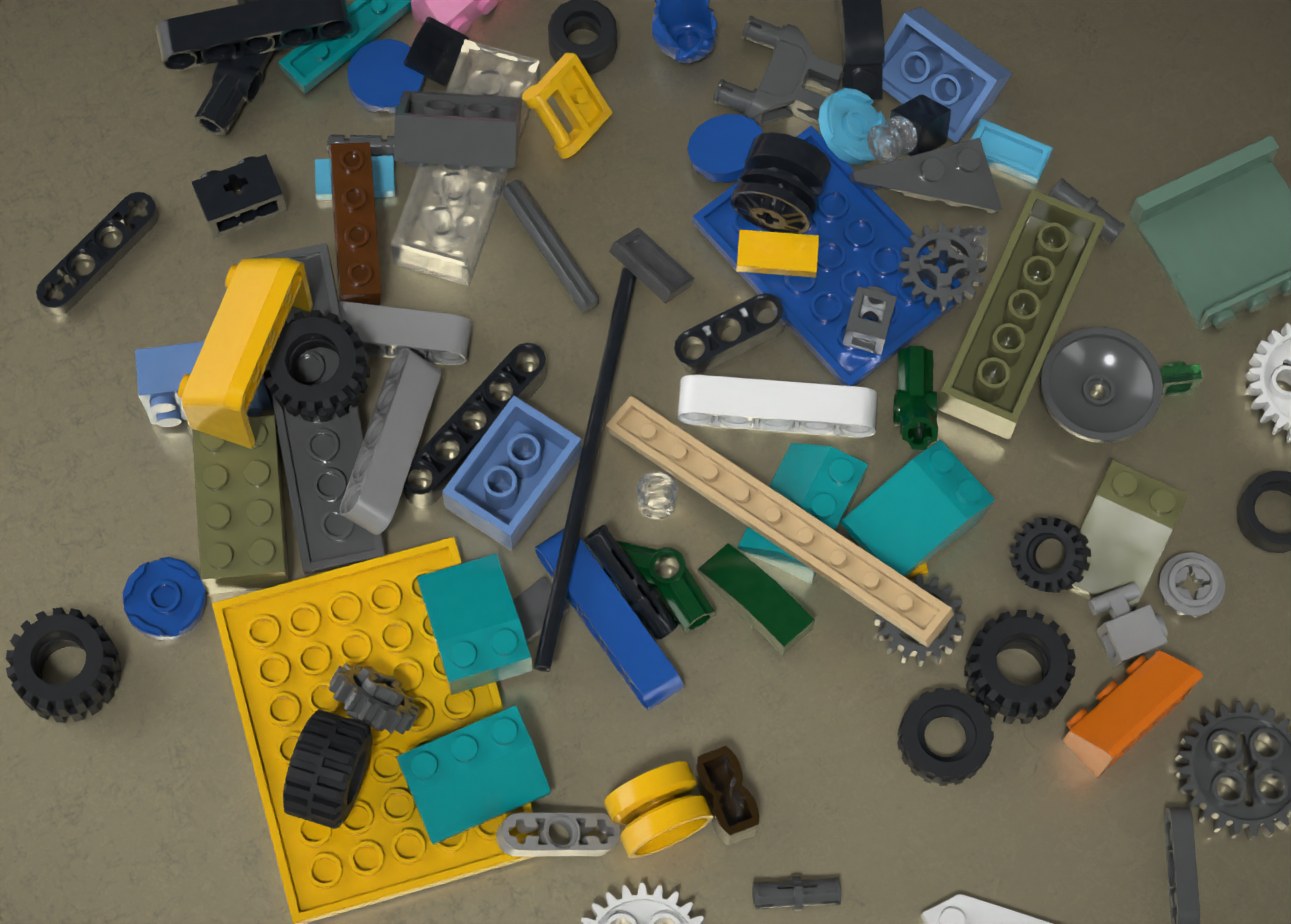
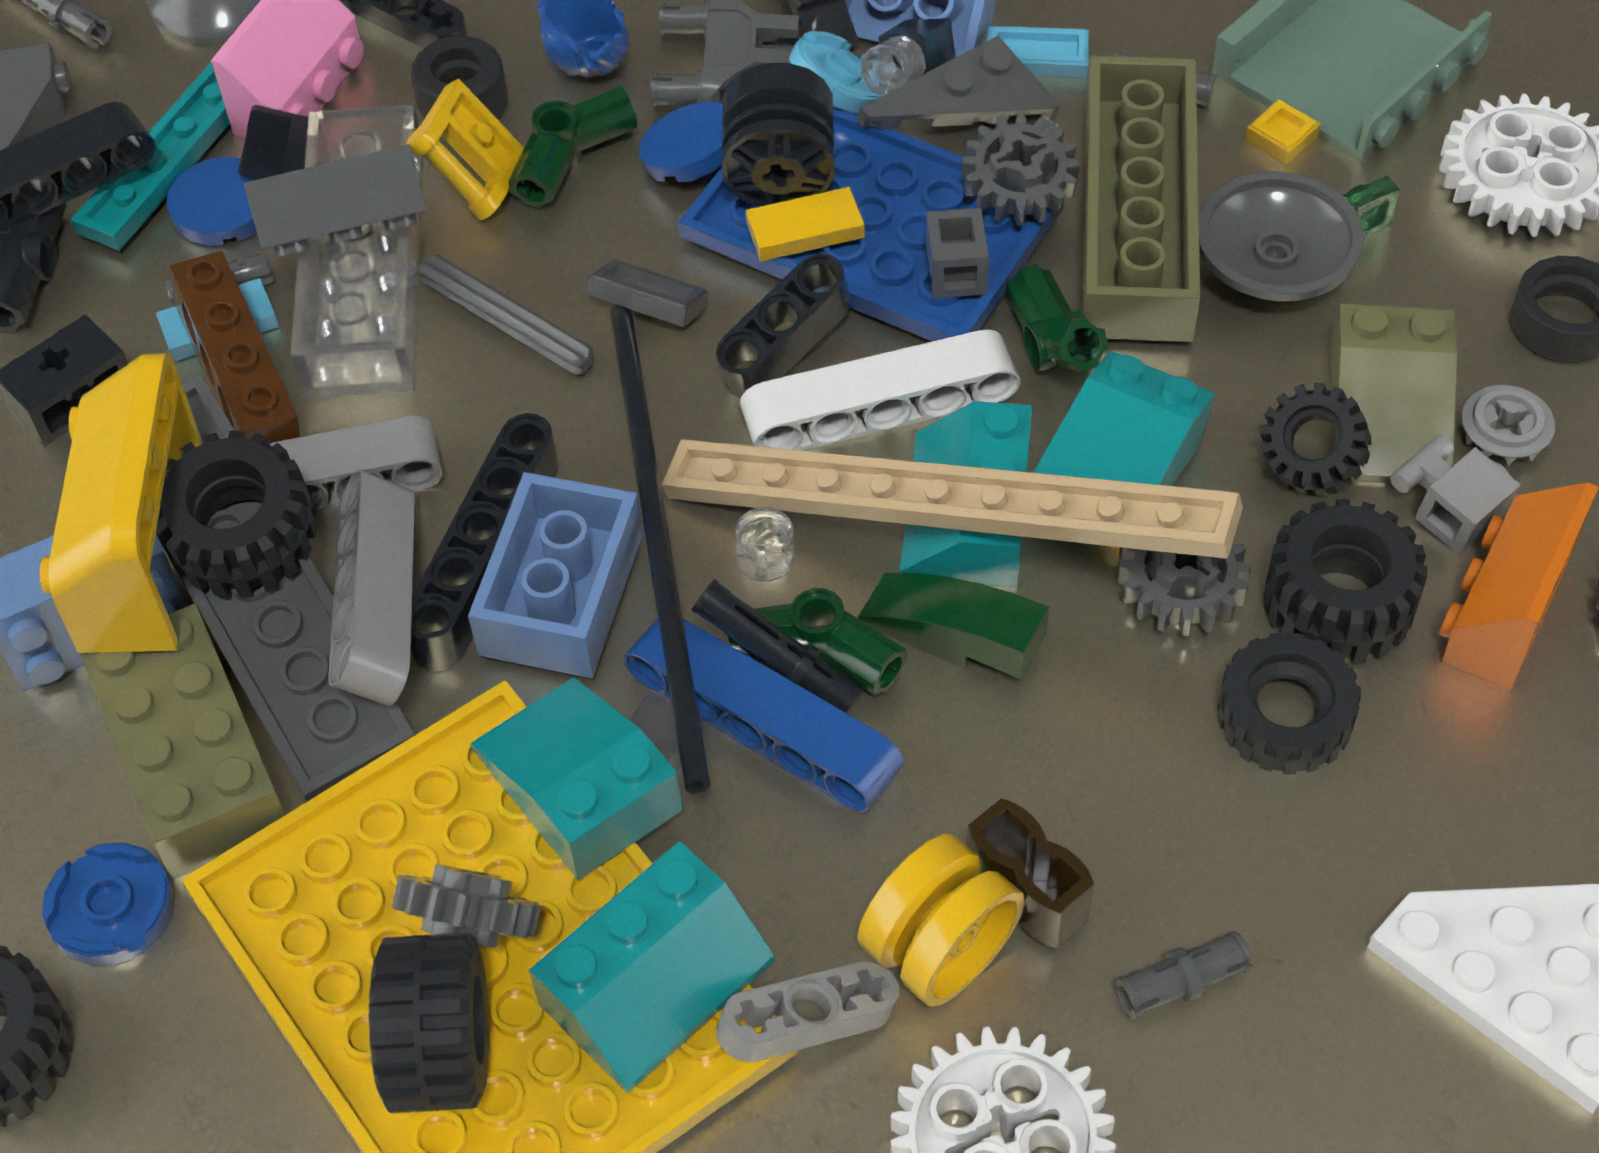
camera: 15 degrees left, 15 degrees down
(623, 124) = (560, 137): none -> dark green piece
(1154, 287) = (1282, 131): none -> yellow tile

